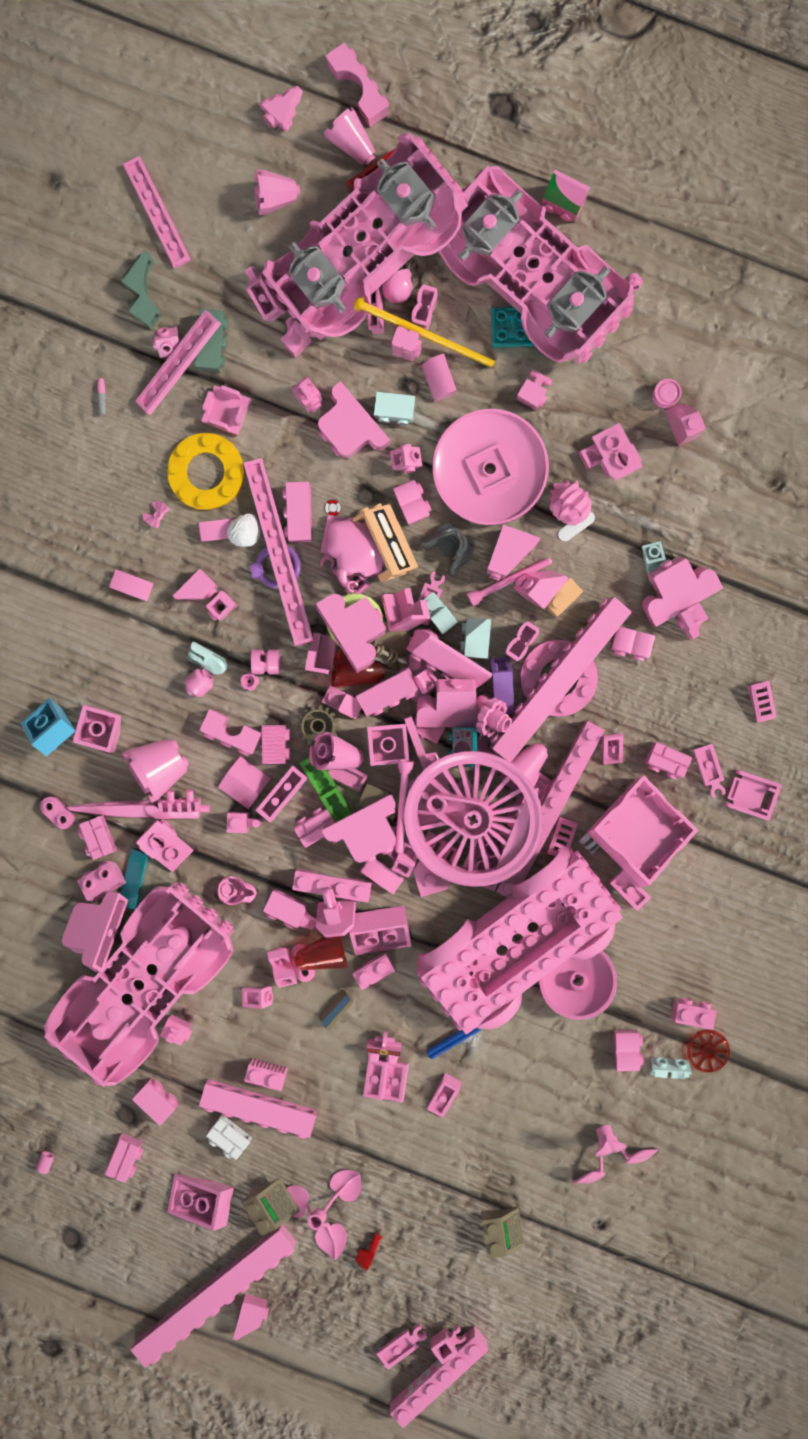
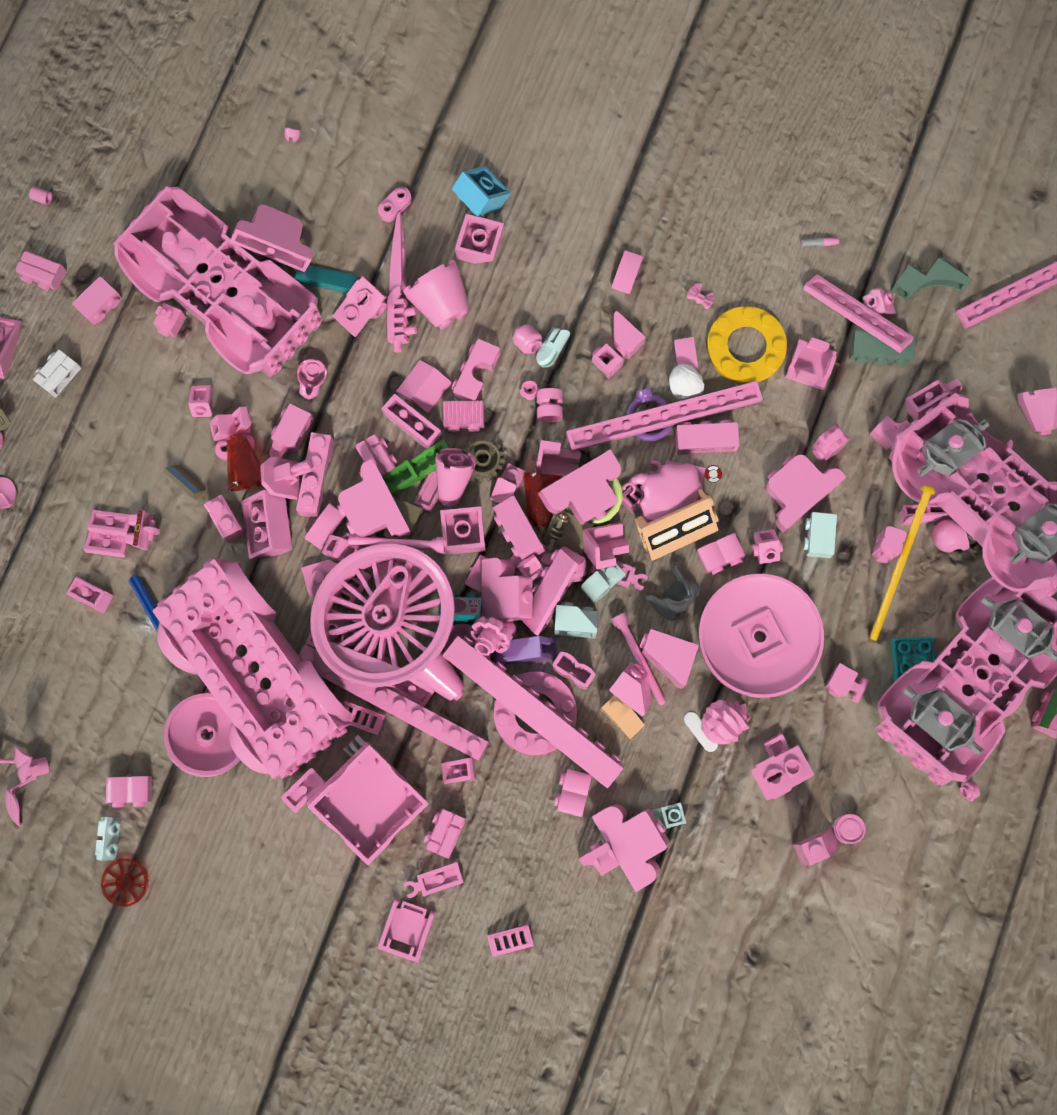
camera: 100 degrees right, 10 degrees down
(97, 837) = (368, 241): bright pink brick -> none
(101, 881) = (324, 245): bright pink brick -> none
(240, 822) = (382, 382): bright pink brick -> none
(258, 1108) = (84, 403): bright pink brick -> none
(266, 1074) = (119, 410): bright pink brick -> none
(425, 306) = (933, 566): bright pink brick -> none
(425, 758) = (465, 561): bright pink hinge -> none
(439, 378) = (855, 582): bright pink brick -> none
(693, 1014) = (166, 863): bright pink brick -> none

